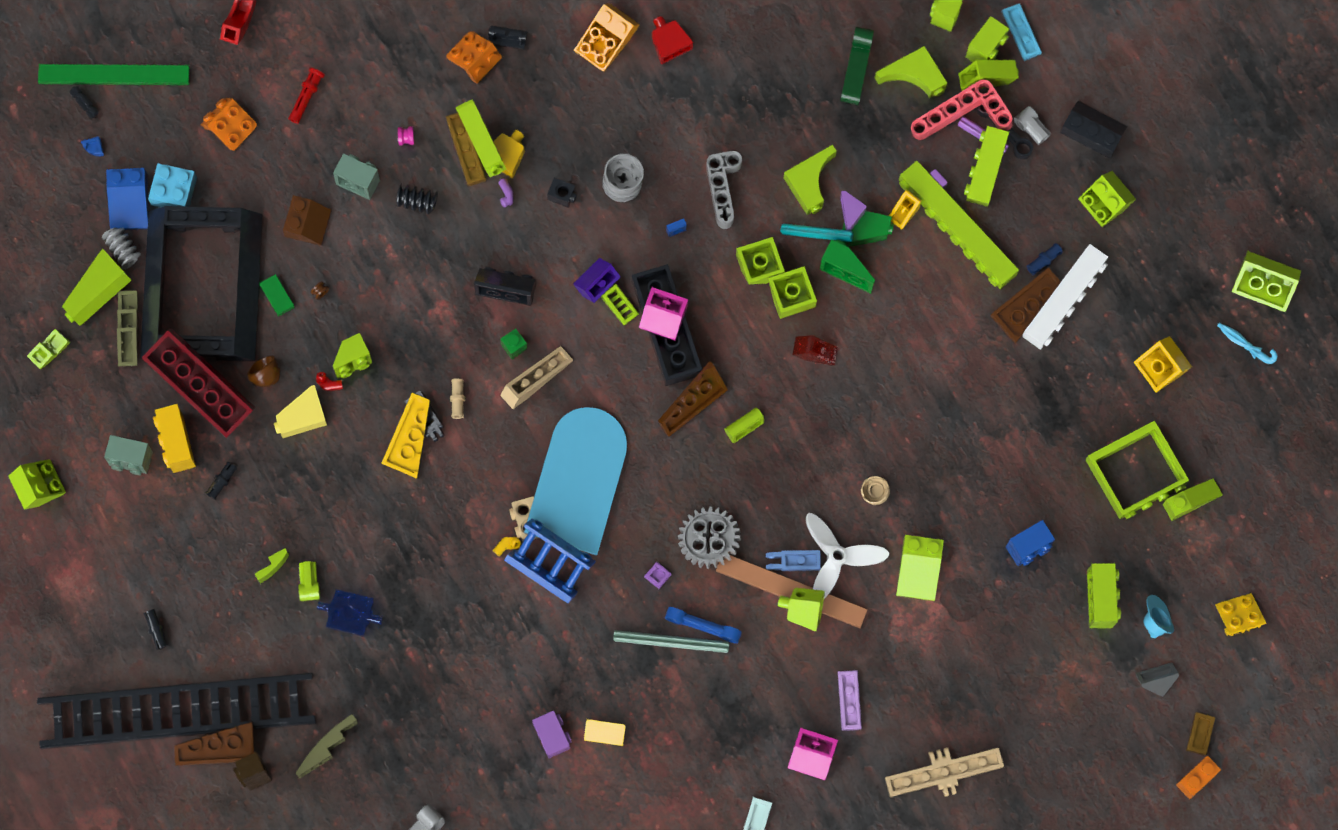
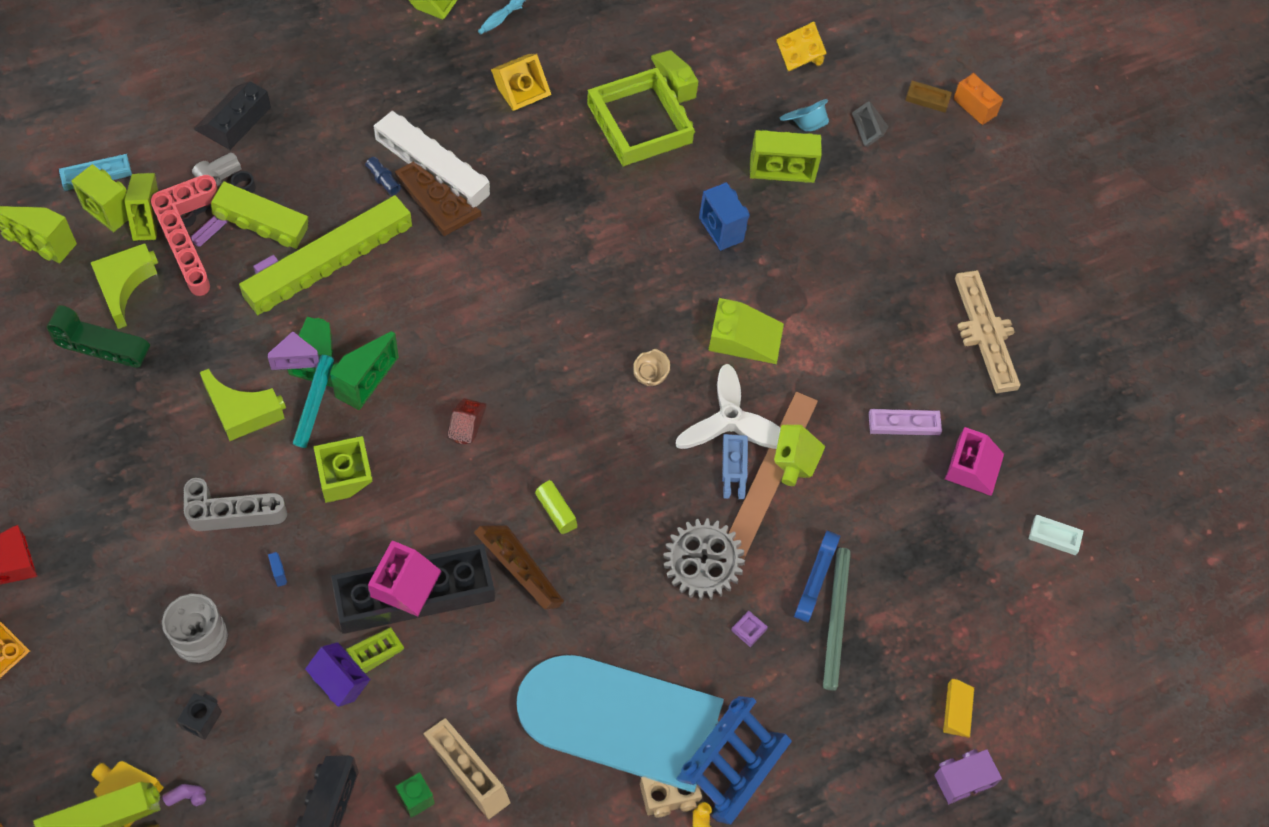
camera: 90 degrees left, 15 degrees down
(792, 292) = (389, 434): lime slope -> none
(905, 209) = (296, 304): yellow slope -> none
(1107, 198) = (320, 110): lime slope -> none

